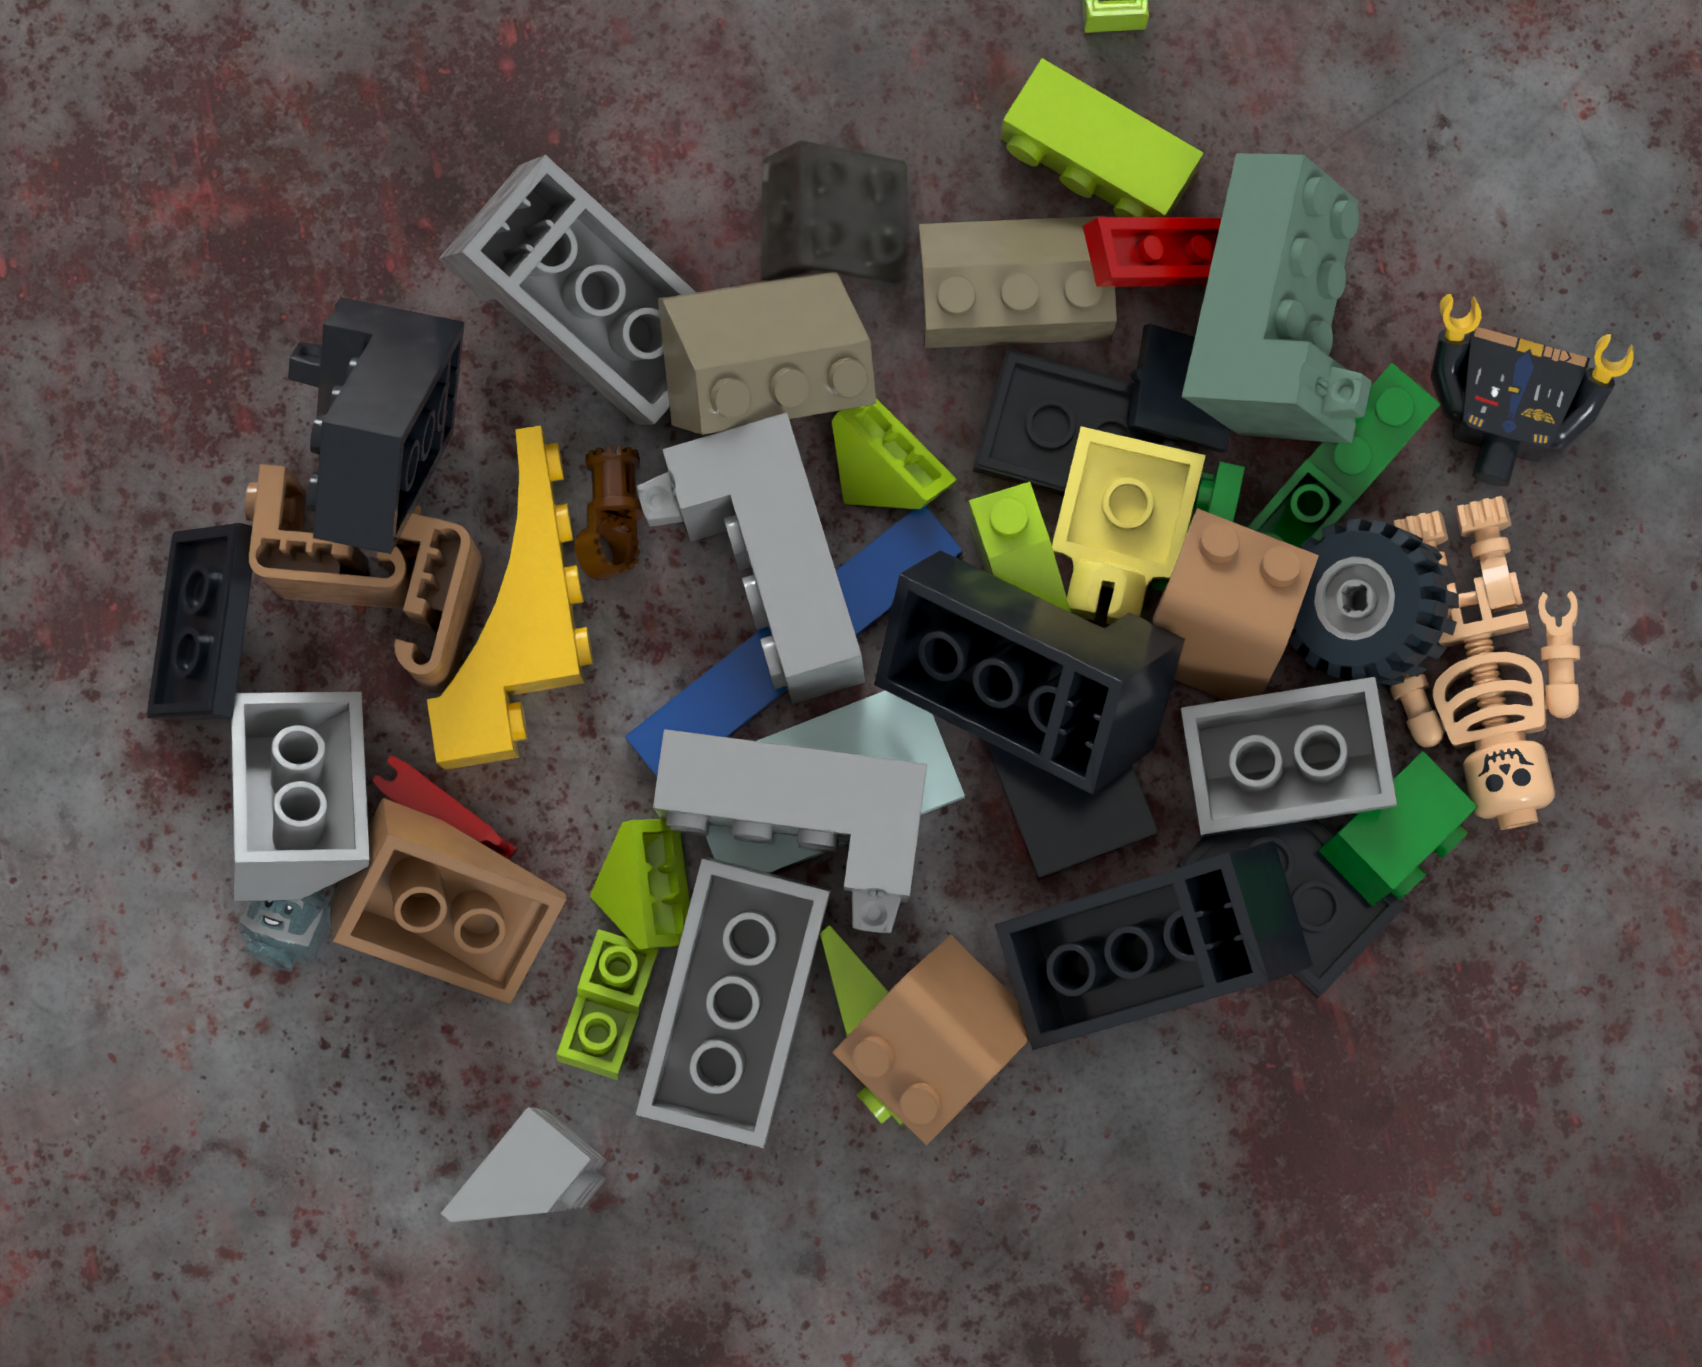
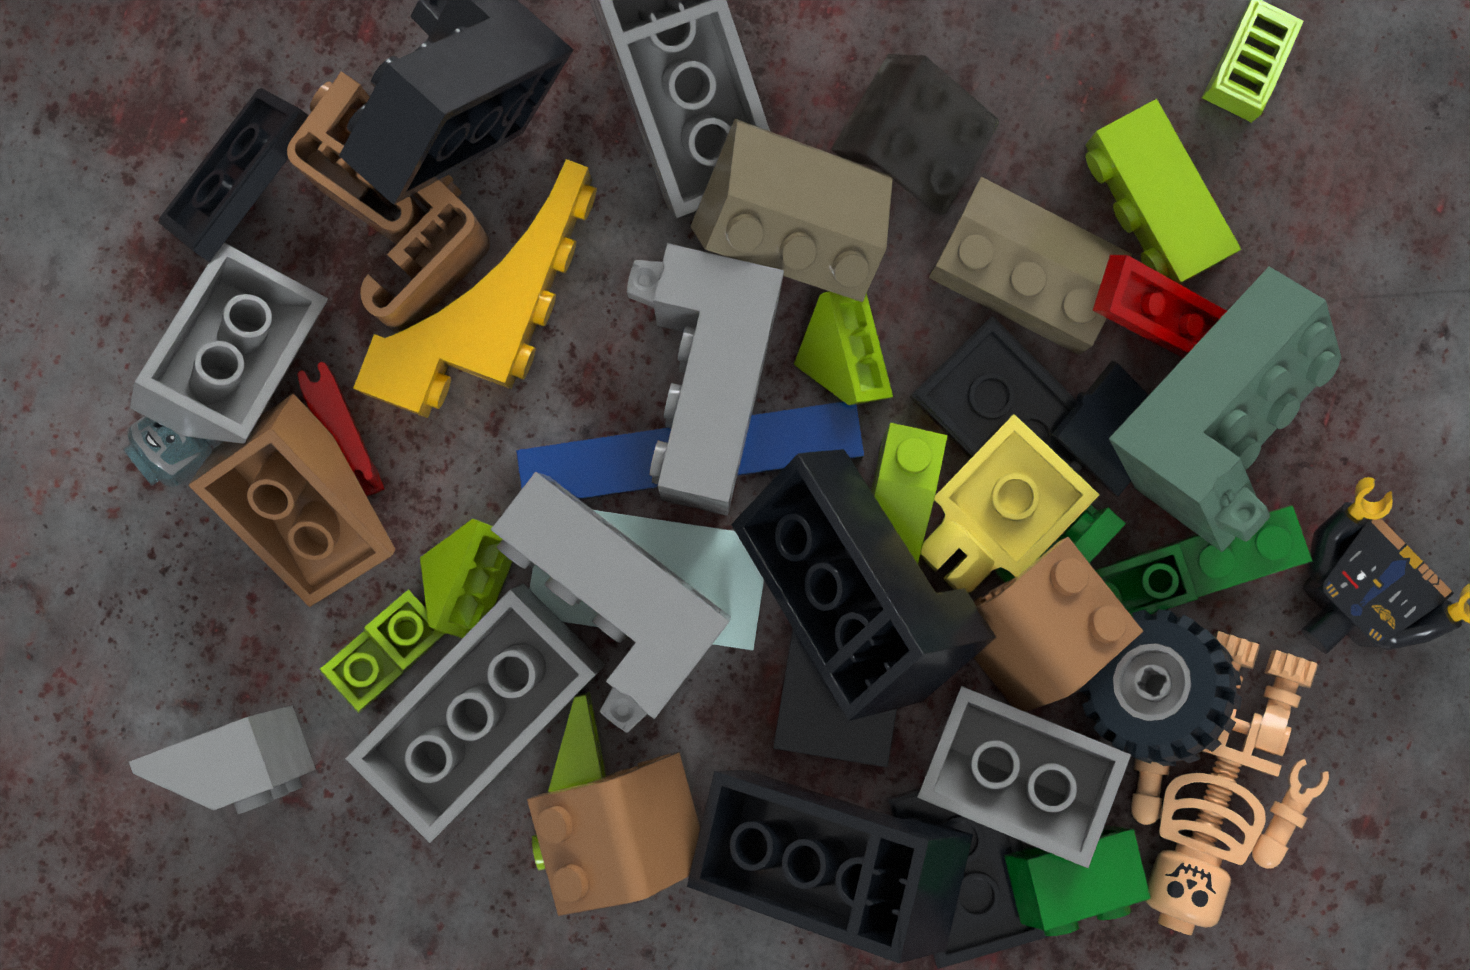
camera: 25 degrees right, 5 degrees up
(611, 513) = (605, 269): reddish brown connector -> none

